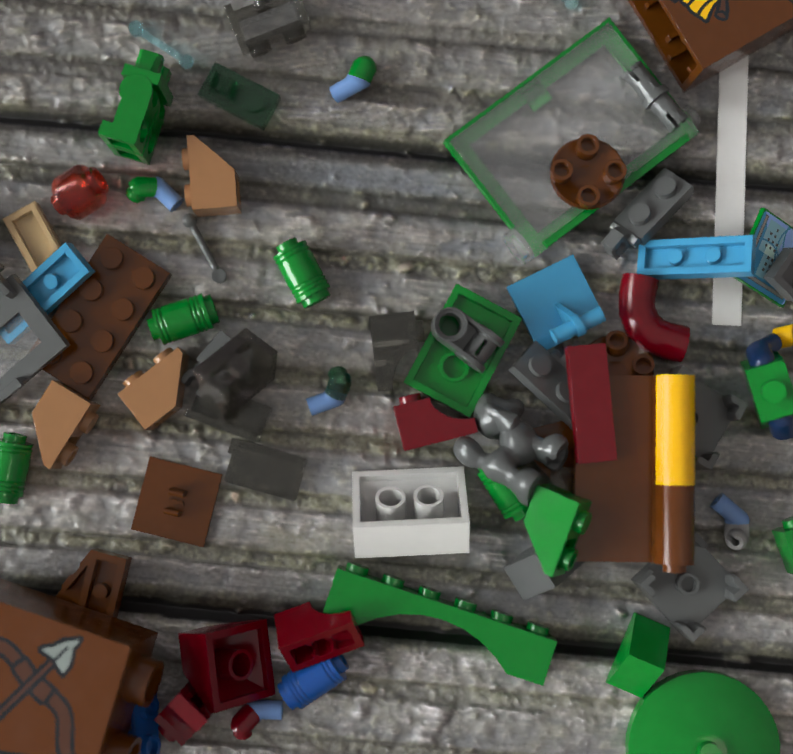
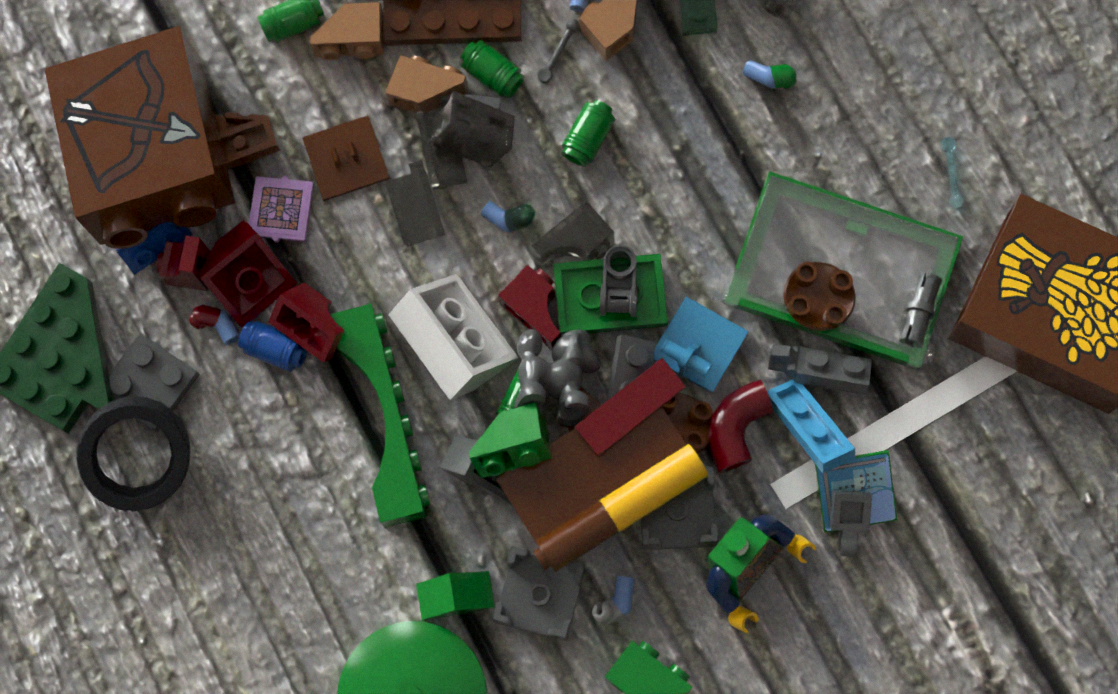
camera: 70 degrees right, 10 degrees down
(186, 590) = (281, 208): none -> piece

